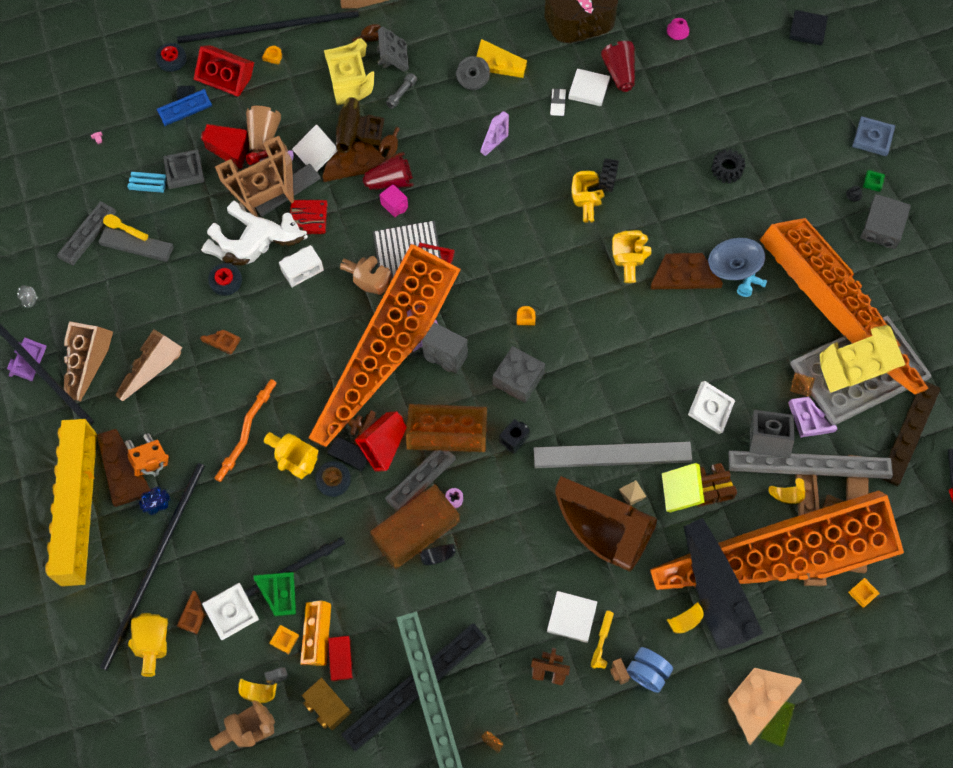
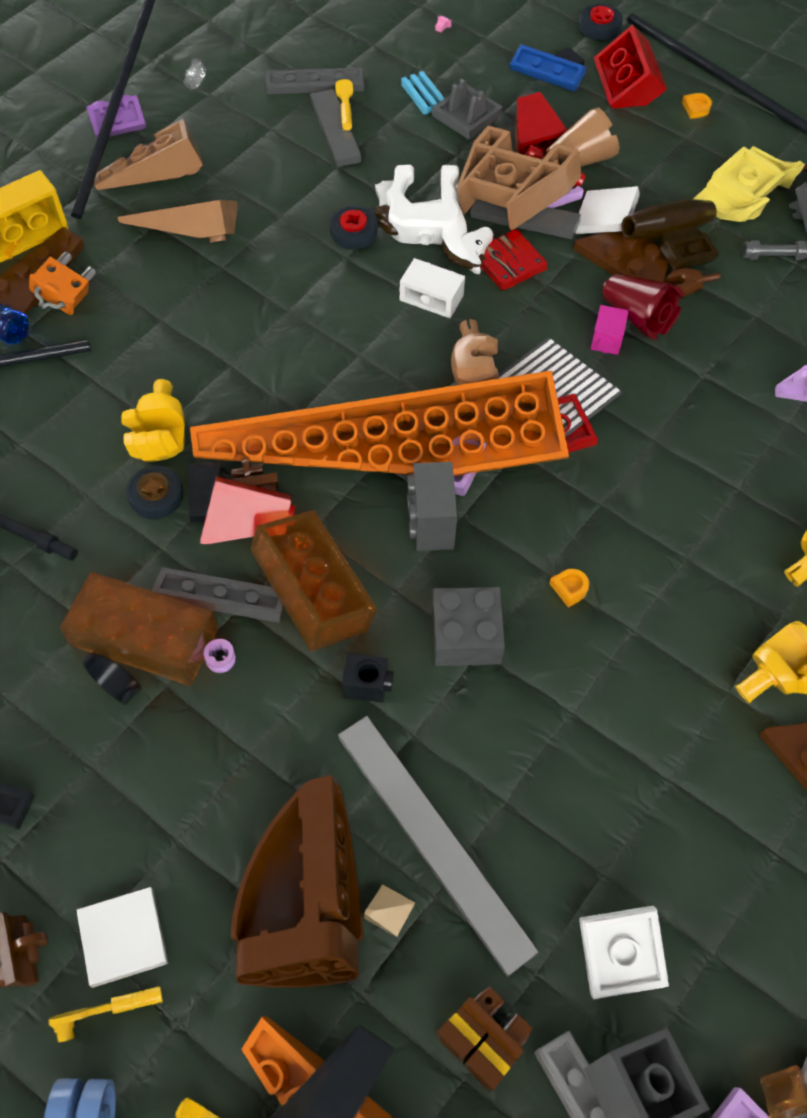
camera: 55 degrees right, 5 degrees down
(222, 340) = (271, 274): dark orange tile -> none
(229, 462) = (107, 370): orange bar -> none
(619, 671) = (59, 1065): medium nougat plate -> none
(683, 487) = (443, 987): neon yellow tile -> none

